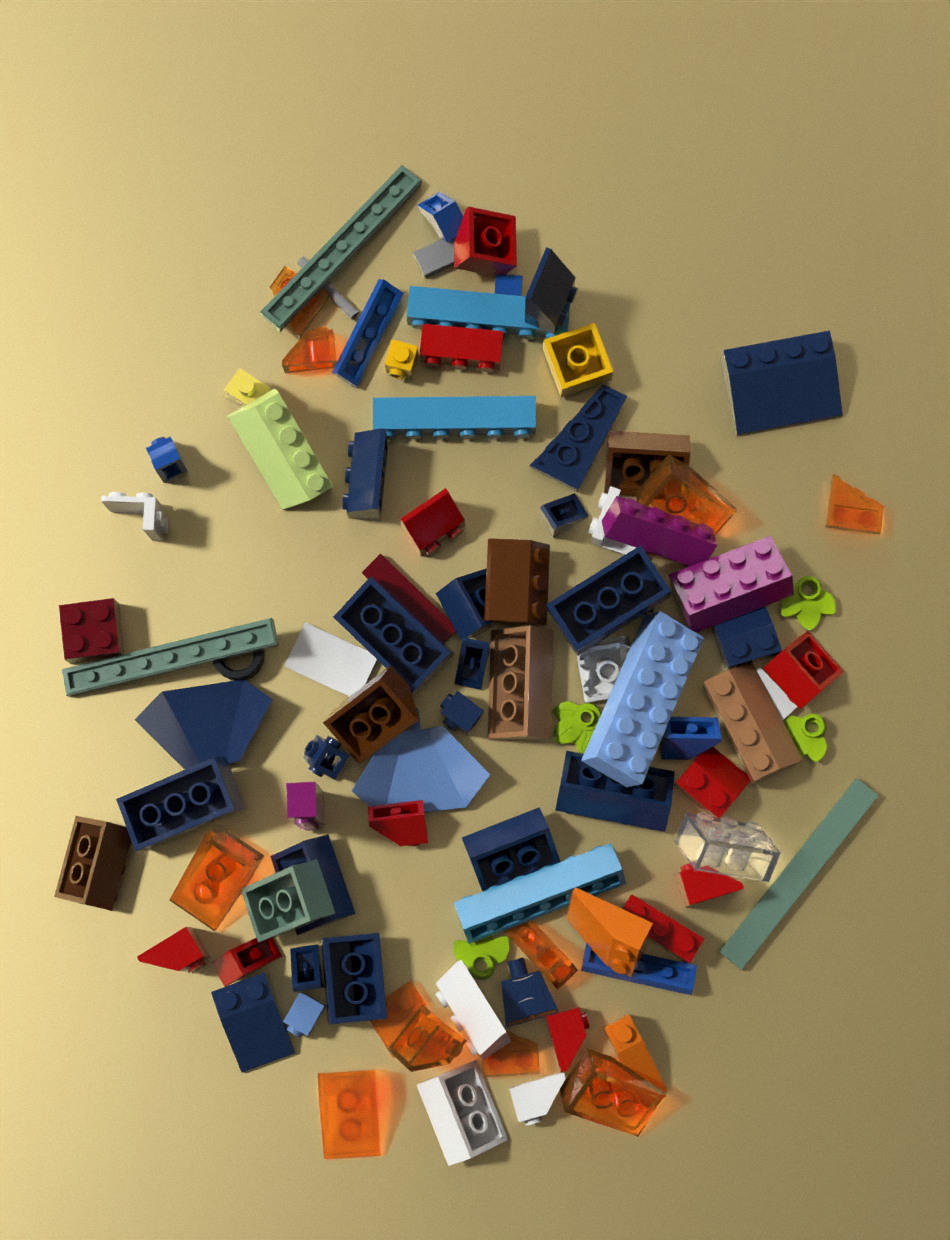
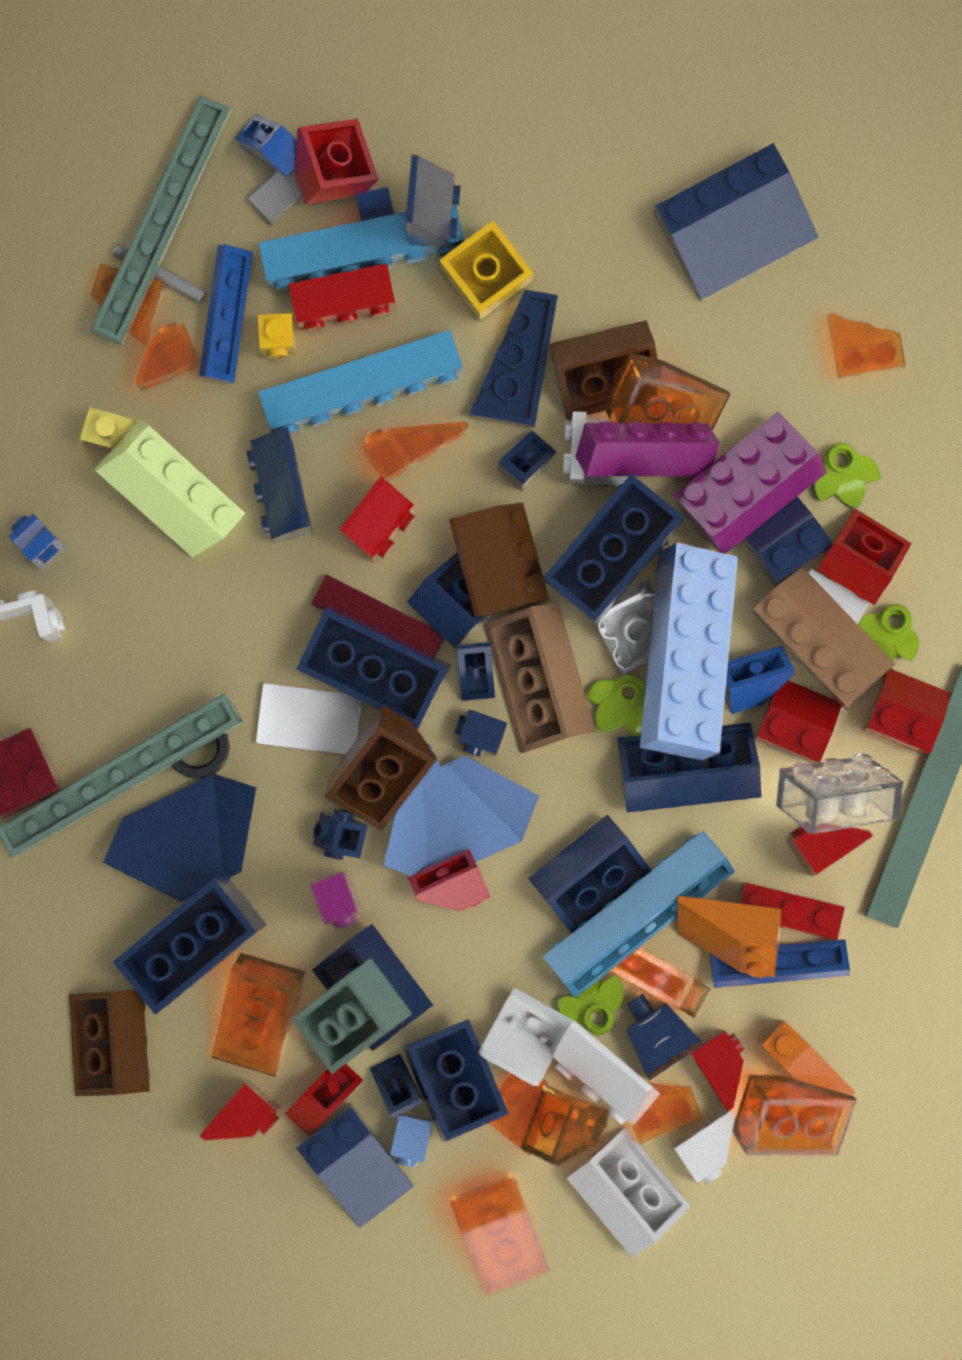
camera: 15 degrees left, 5 degrees up
(418, 961) = (525, 1037): none -> white bracket
(472, 475) = (405, 447): none -> clear orange slope
(801, 802) = (908, 712): none -> red slope

